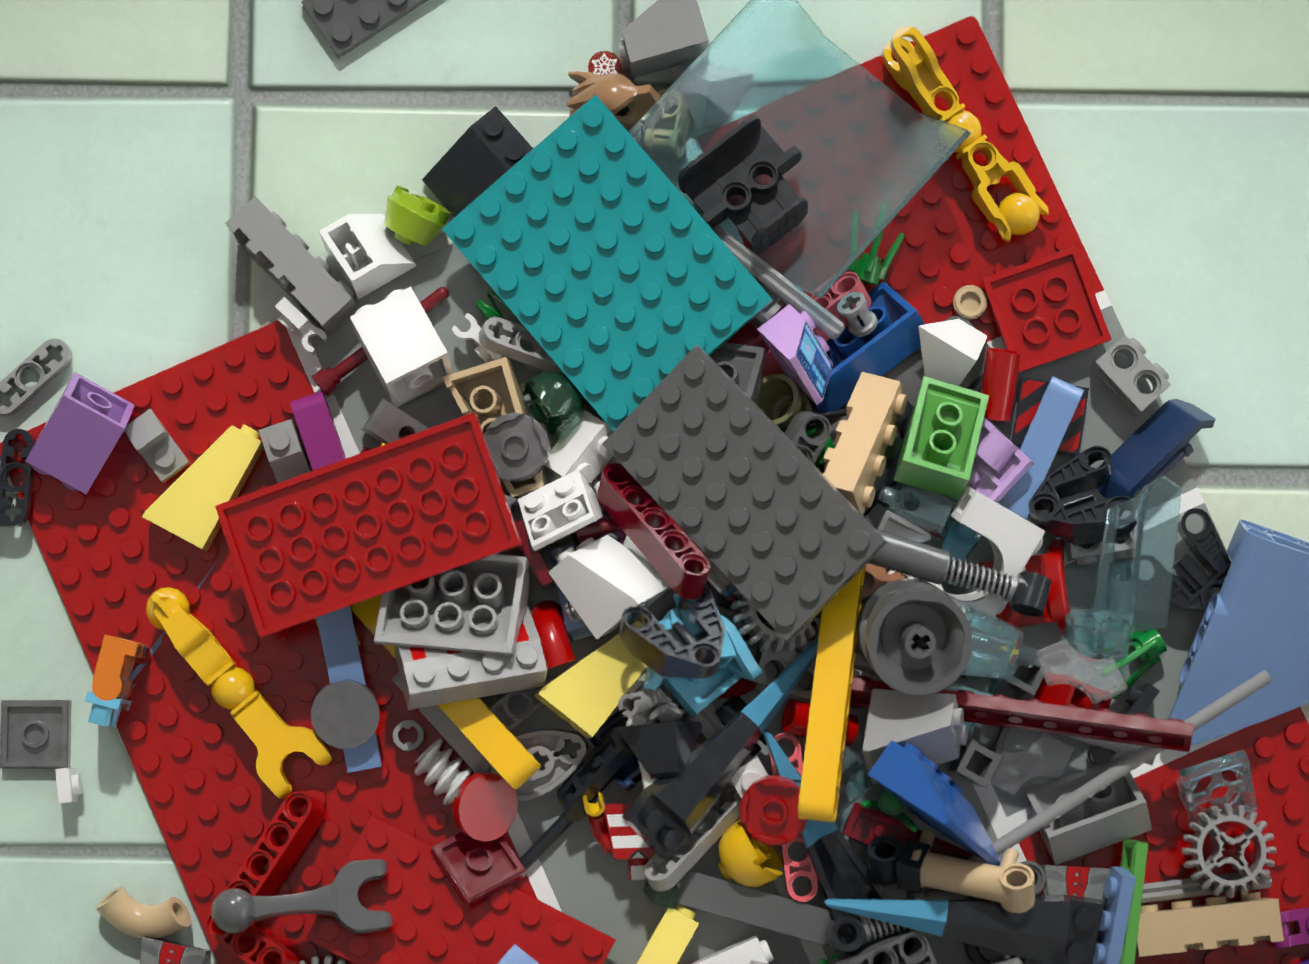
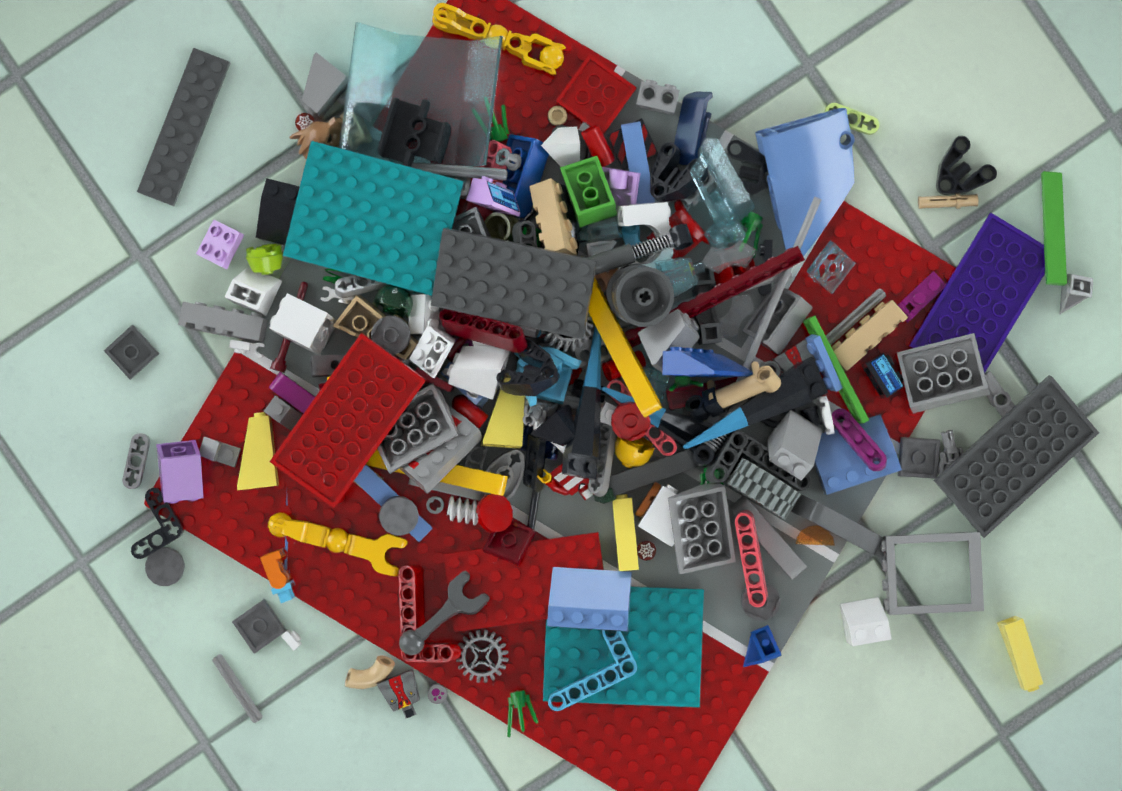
camera: 25 degrees left, 5 degrees up
(133, 220) = (131, 352): none -> dark grey tile
(365, 154) = (220, 244): none -> lavender plate
(720, 943) = (646, 502): none -> dark orange tile
(1252, 832) = (863, 295): light grey gear -> none

